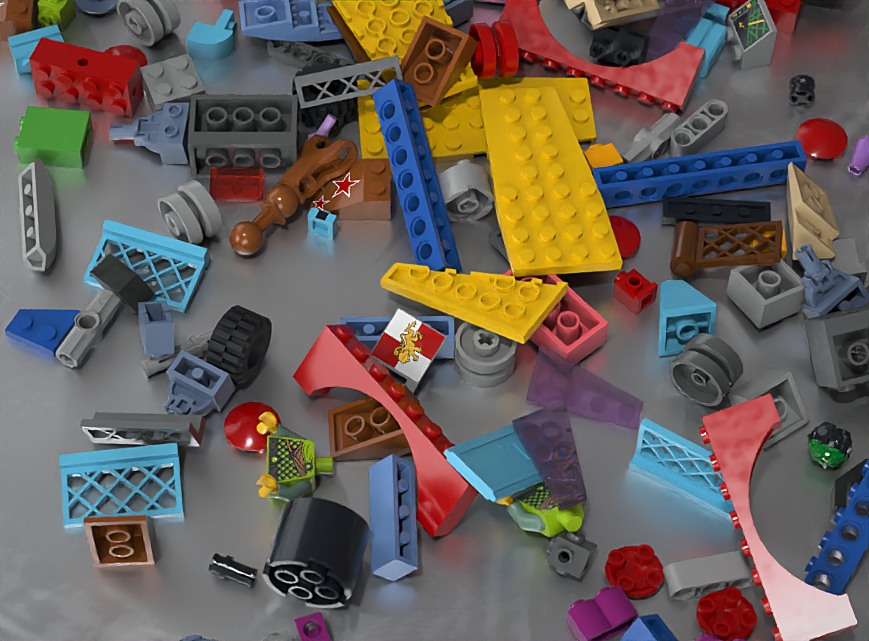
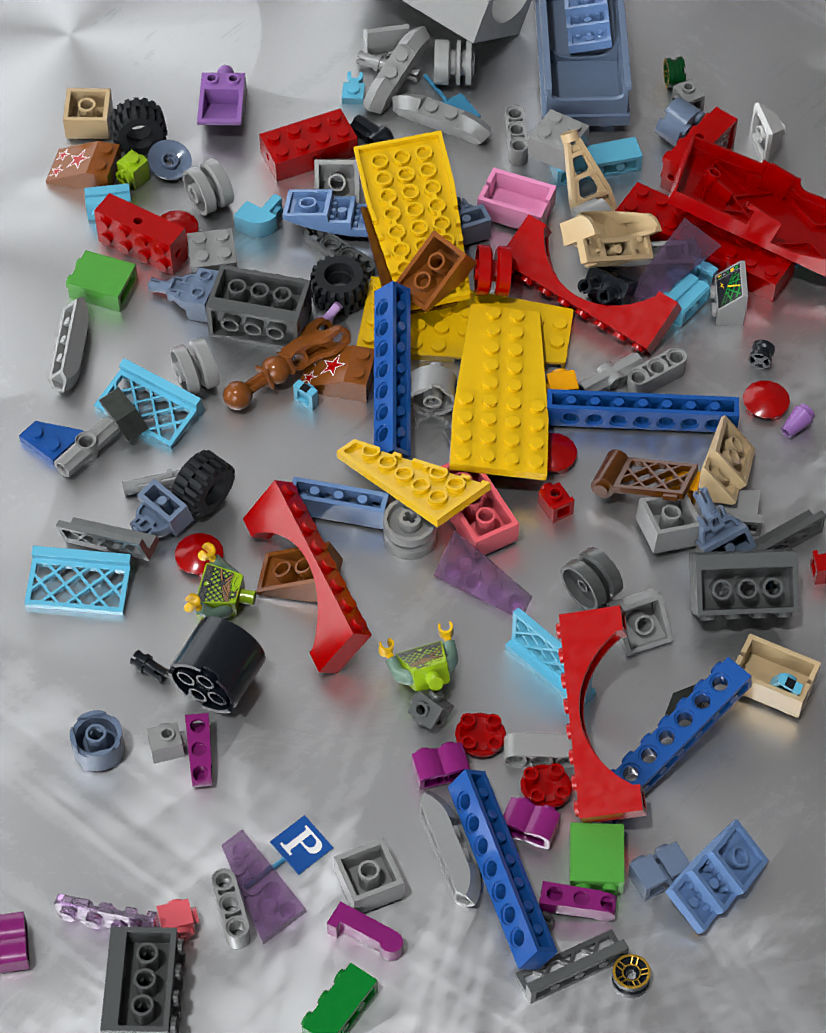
camera: 15 degrees right, 0 degrees up
(121, 540) = (64, 623): dark orange slope -> none
(156, 328) = (139, 457): sand blue piece -> none
(237, 184) = (243, 348): clear red slope -> none
(343, 72) = (351, 268): dark grey fence -> none
(393, 518) = (290, 650): medium blue brick -> none
(408, 347) = (342, 512): flag -> none
(494, 463) = (395, 620): medium azure piece -> none
(553, 452) = (436, 621): clear purple wing -> none
(682, 315) = (586, 527): medium azure slope -> none
(713, 211) = (647, 446): black plate -> none
(829, 445) = (679, 663): piece -> none

